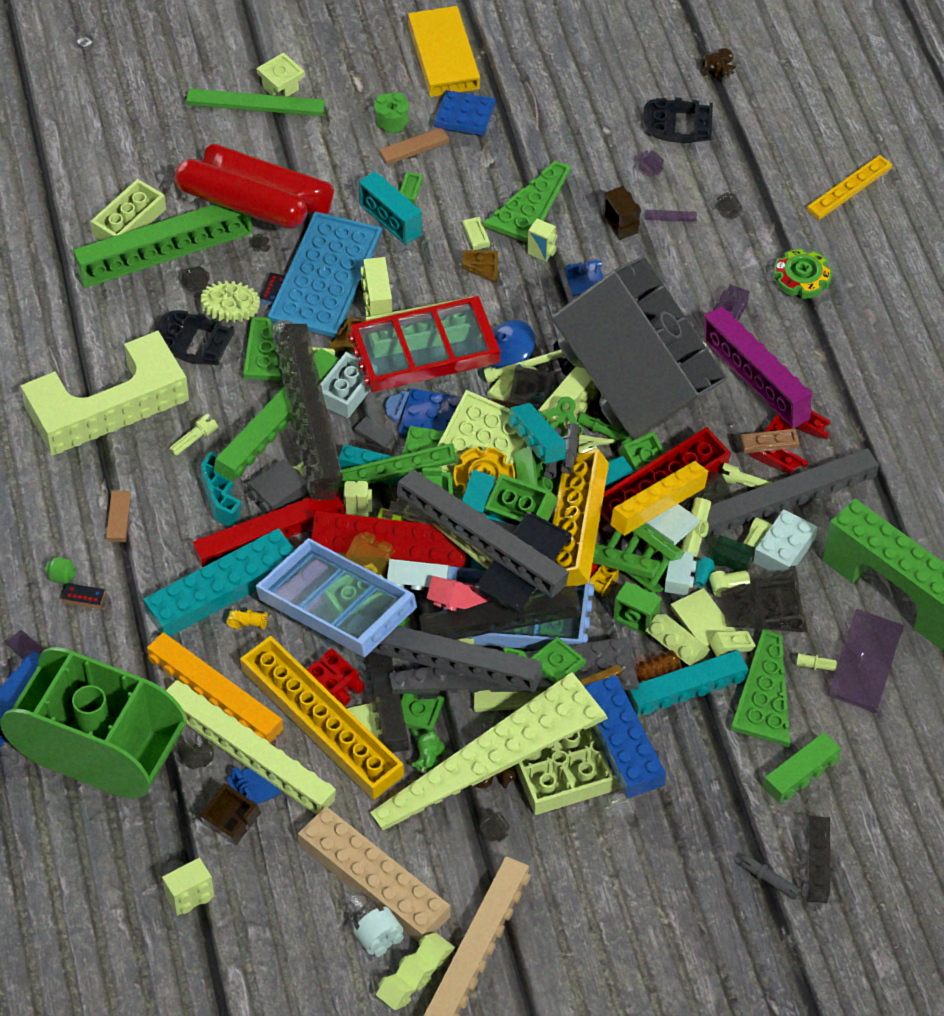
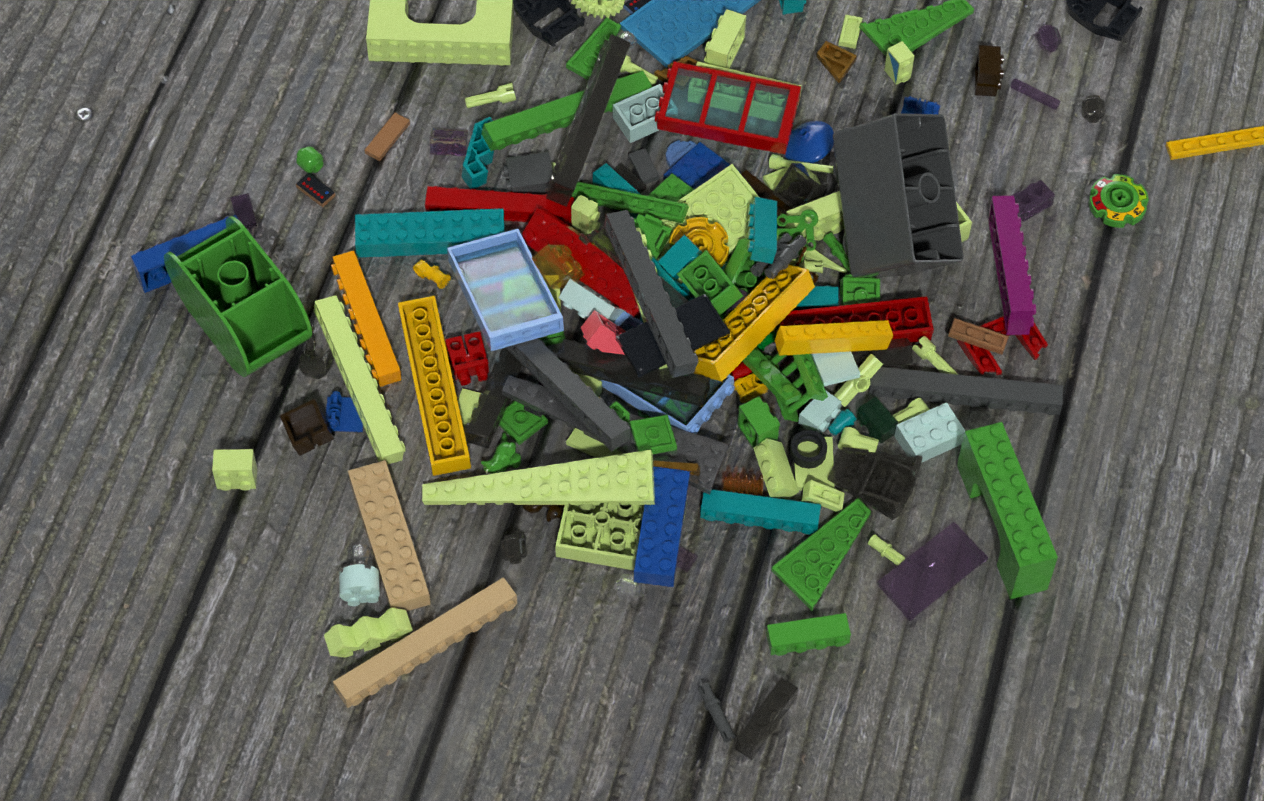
camera: 30 degrees right, 5 degrees up
(181, 493) = (448, 142): none -> clear purple bracket
(693, 620) = (811, 436): none -> black tyre

